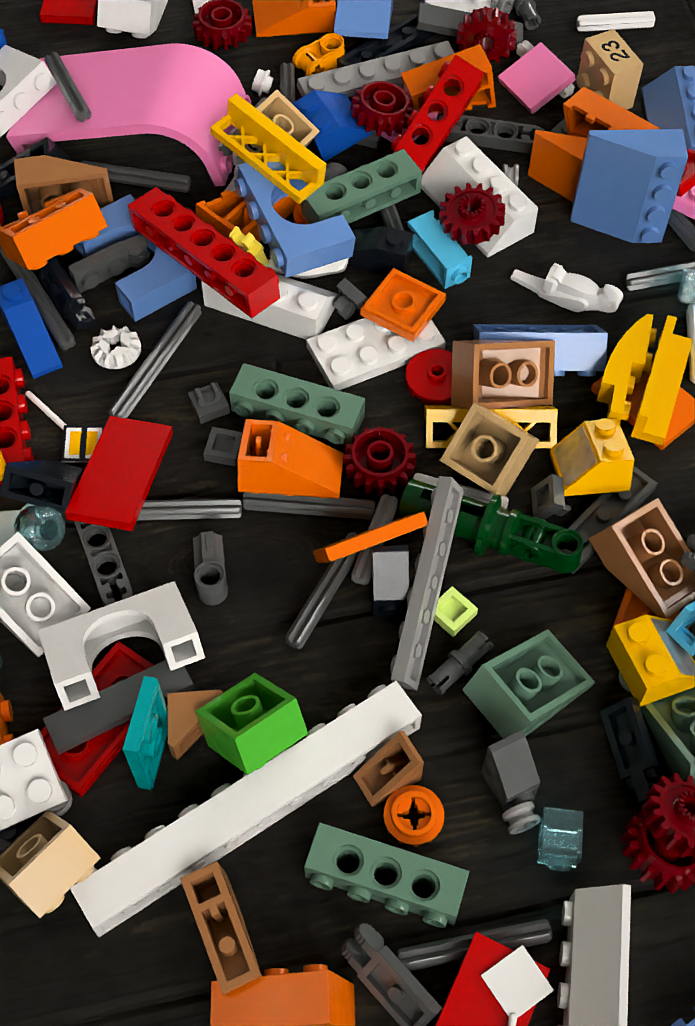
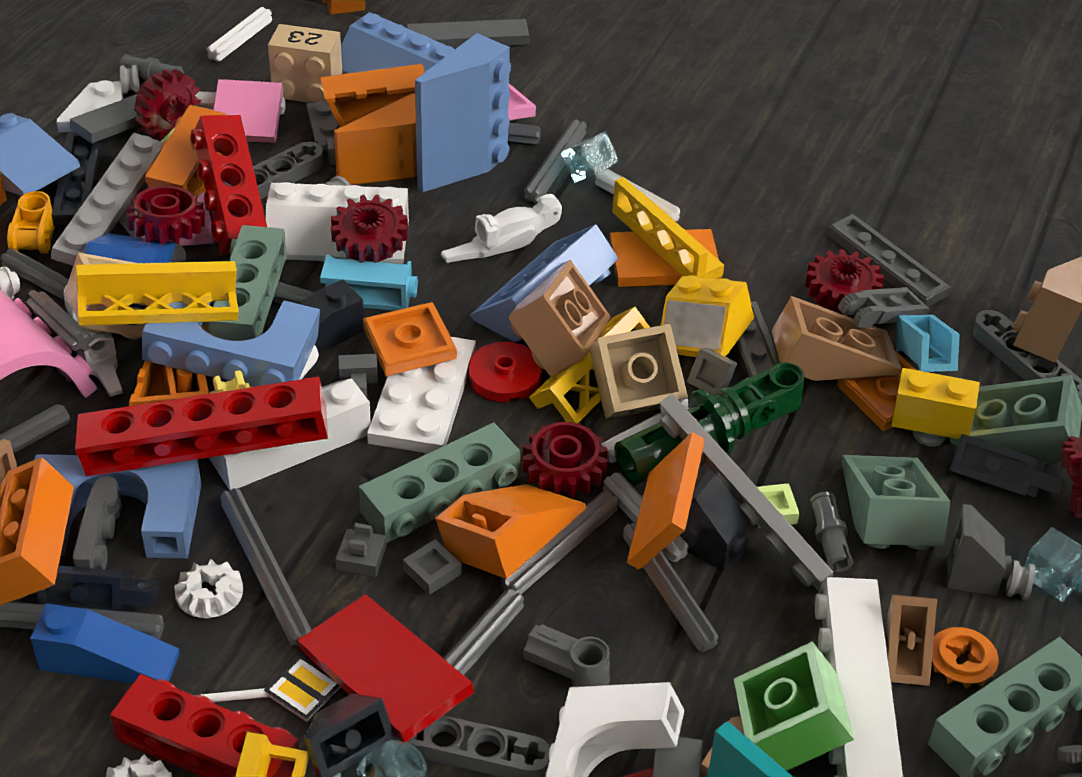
camera: 55 degrees left, 15 degrees down
(626, 367) = (637, 254): yellow slope -> none

